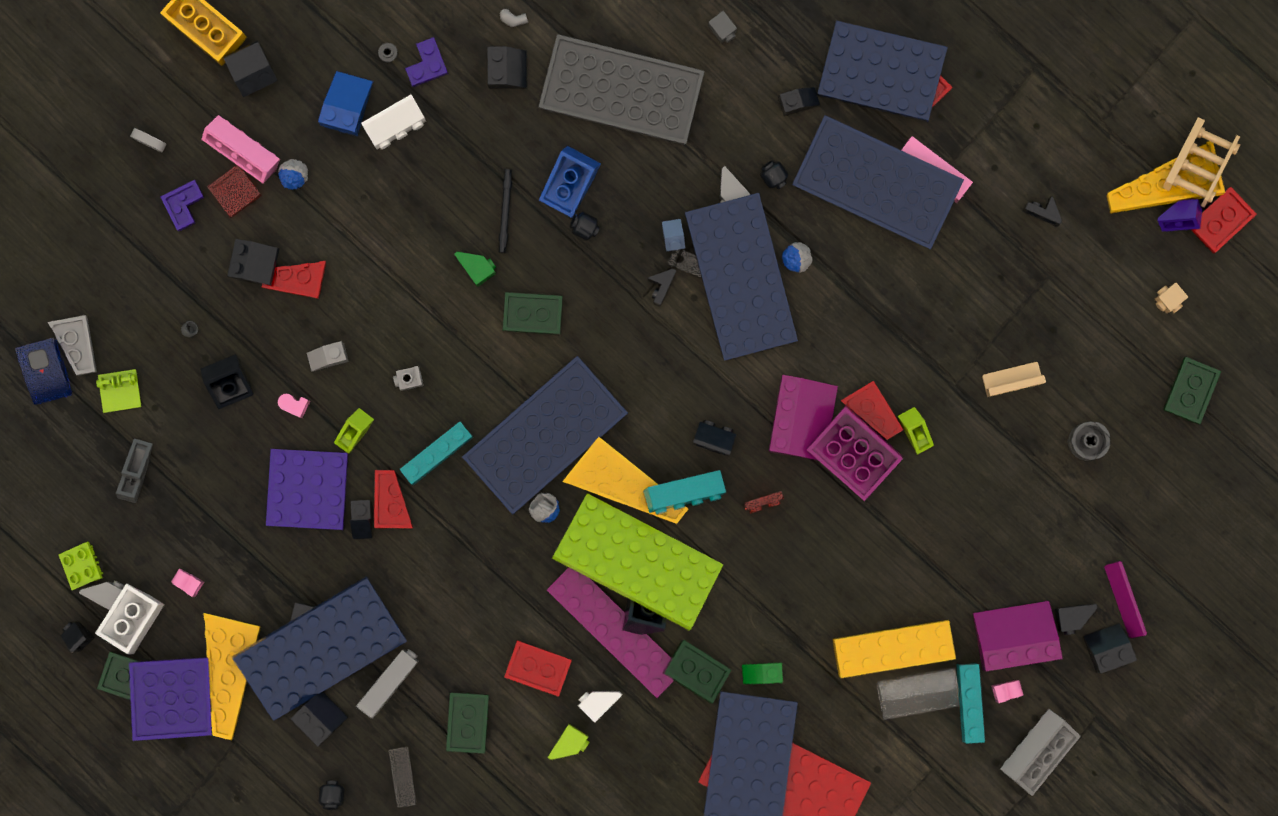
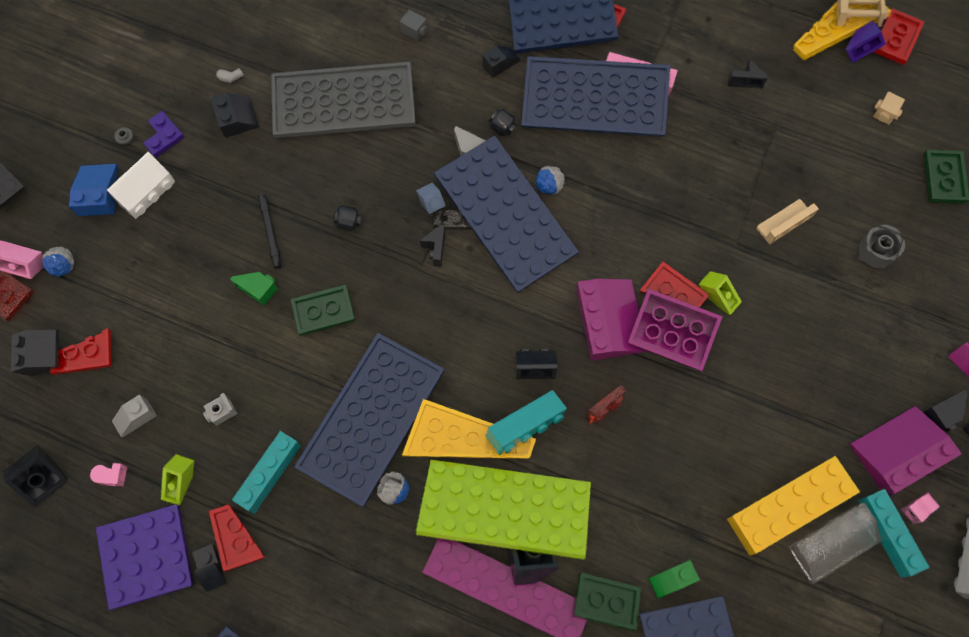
camera: 15 degrees left, 15 degrees down
(569, 181) = (320, 186): blue slope -> none

